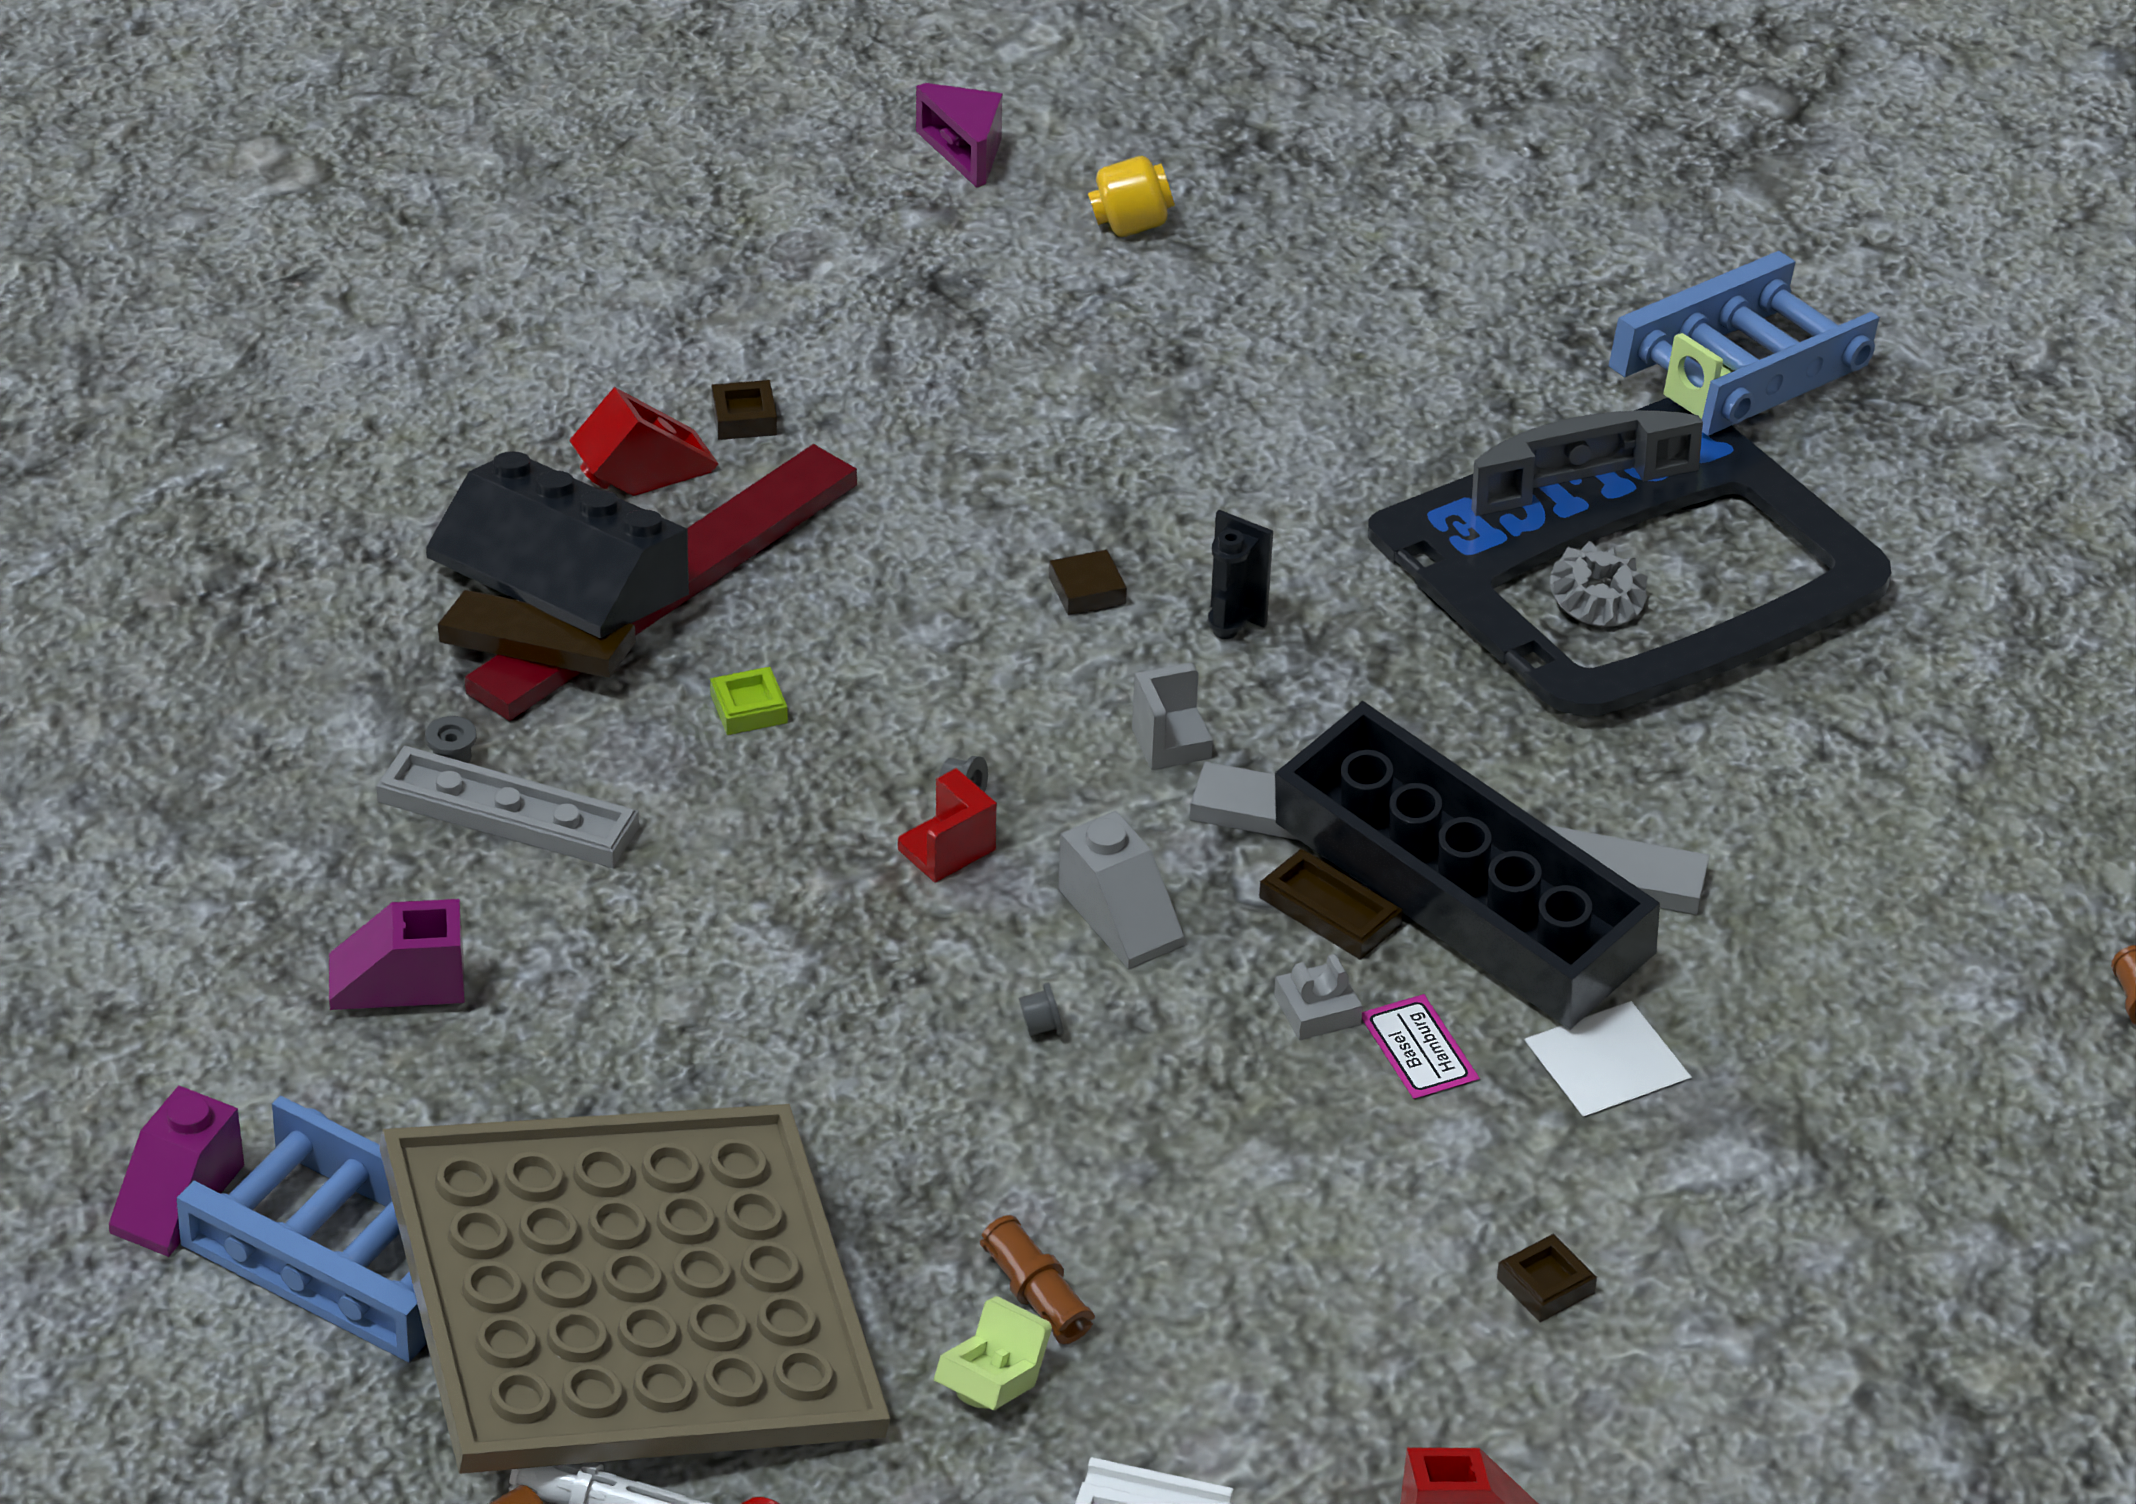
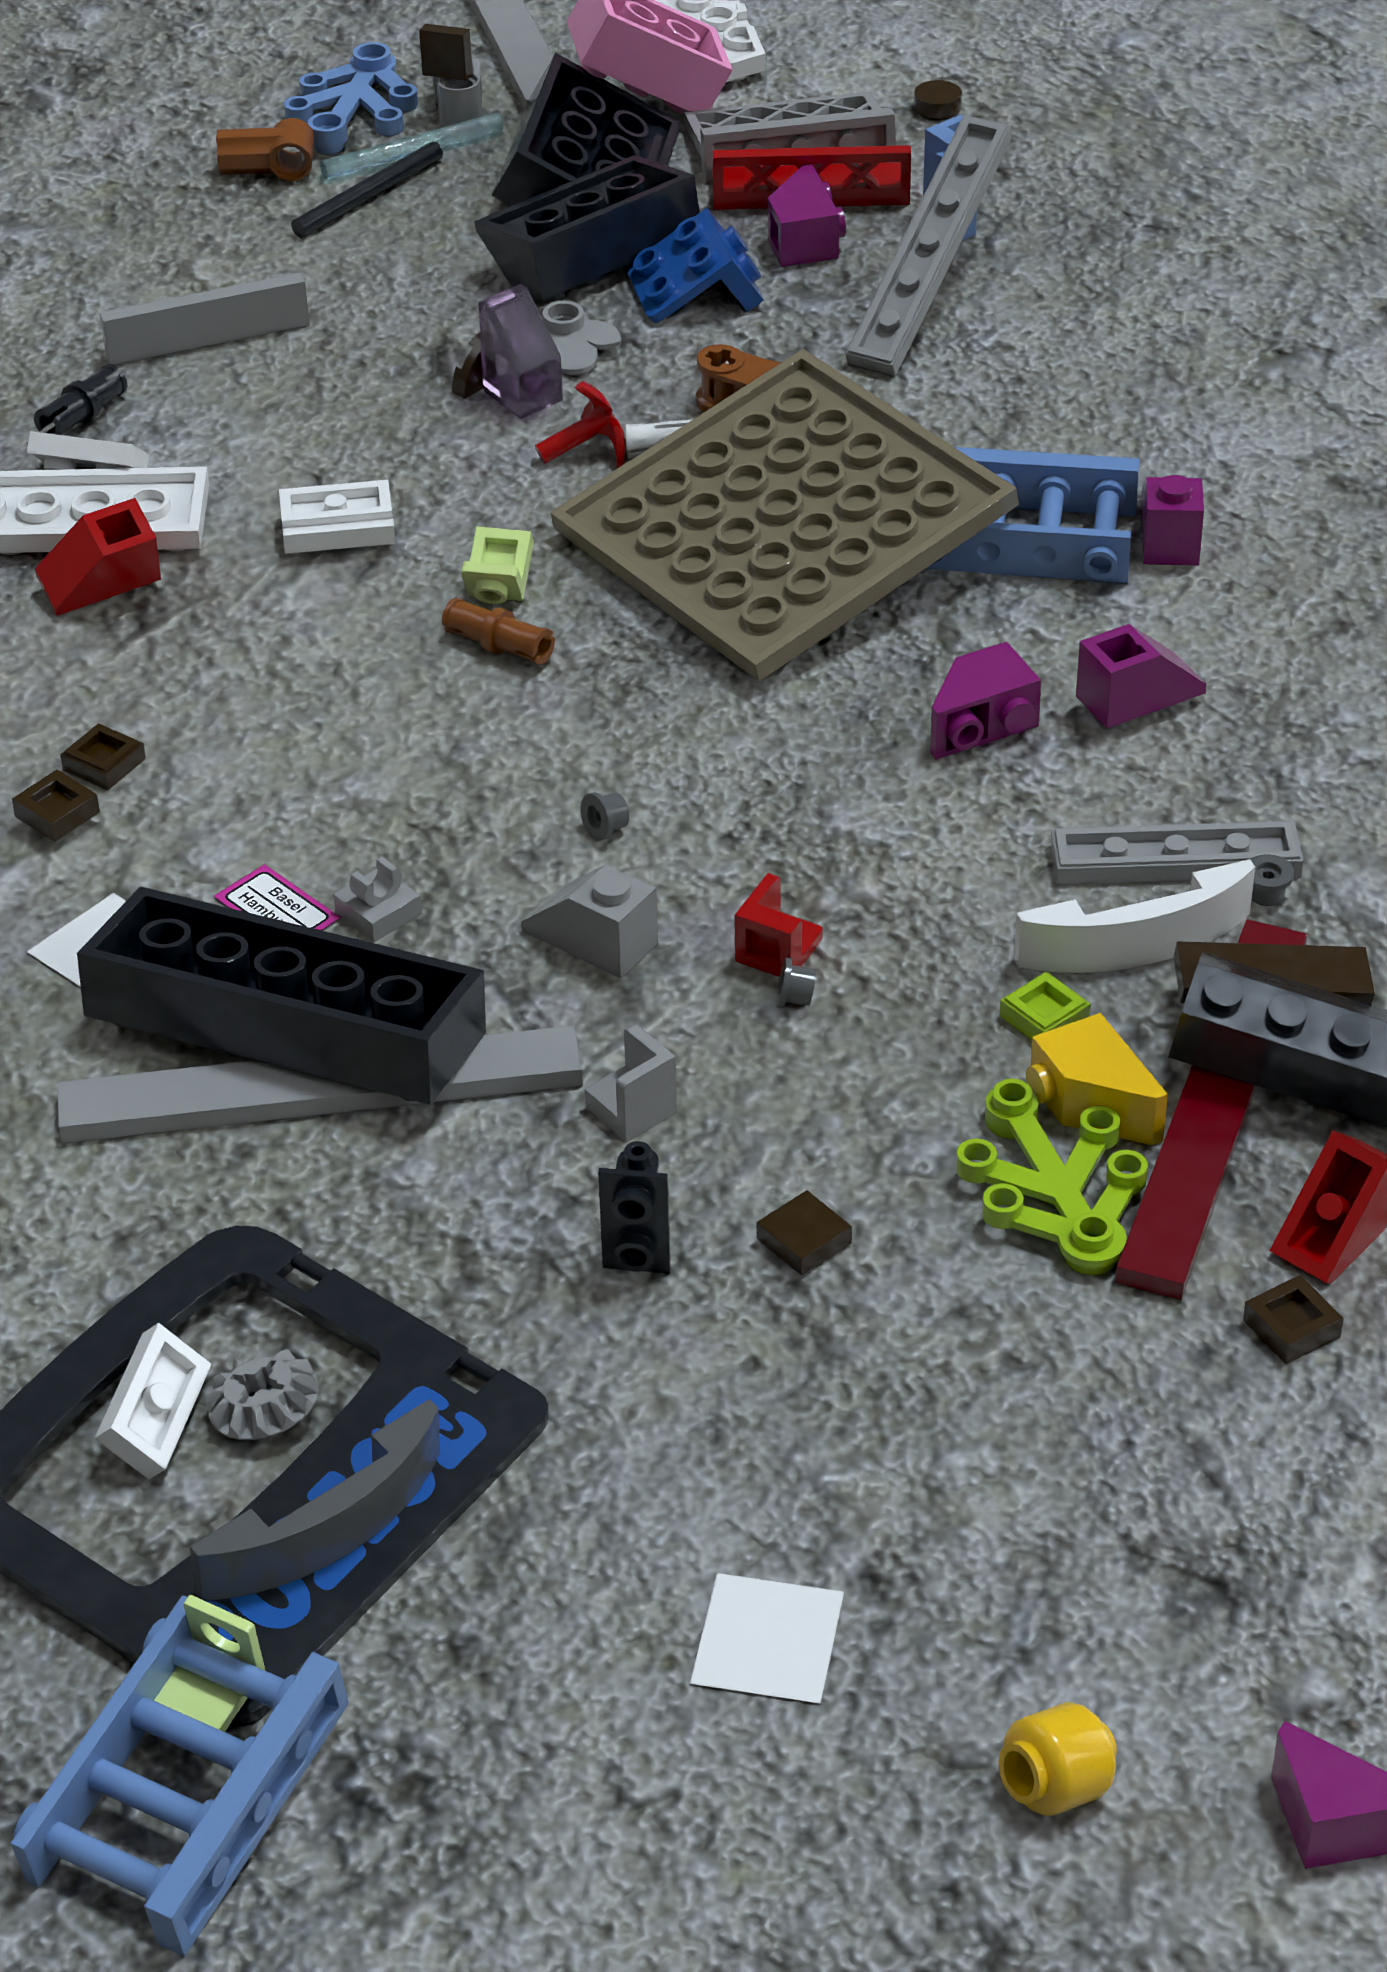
camera: 160 degrees right, 0 degrees up
(580, 1000) = (984, 700): none -> magenta slope
(608, 712) = (1137, 934): none -> white slope
(767, 603) = (1091, 1067): none -> yellow slope
(857, 506) = (1086, 1237): none -> lime plant
(1279, 347) = (767, 1638): none -> white sticker
(1620, 1205) = (55, 805): none -> dark brown plate
(1697, 590) = (153, 1401): none -> white plate

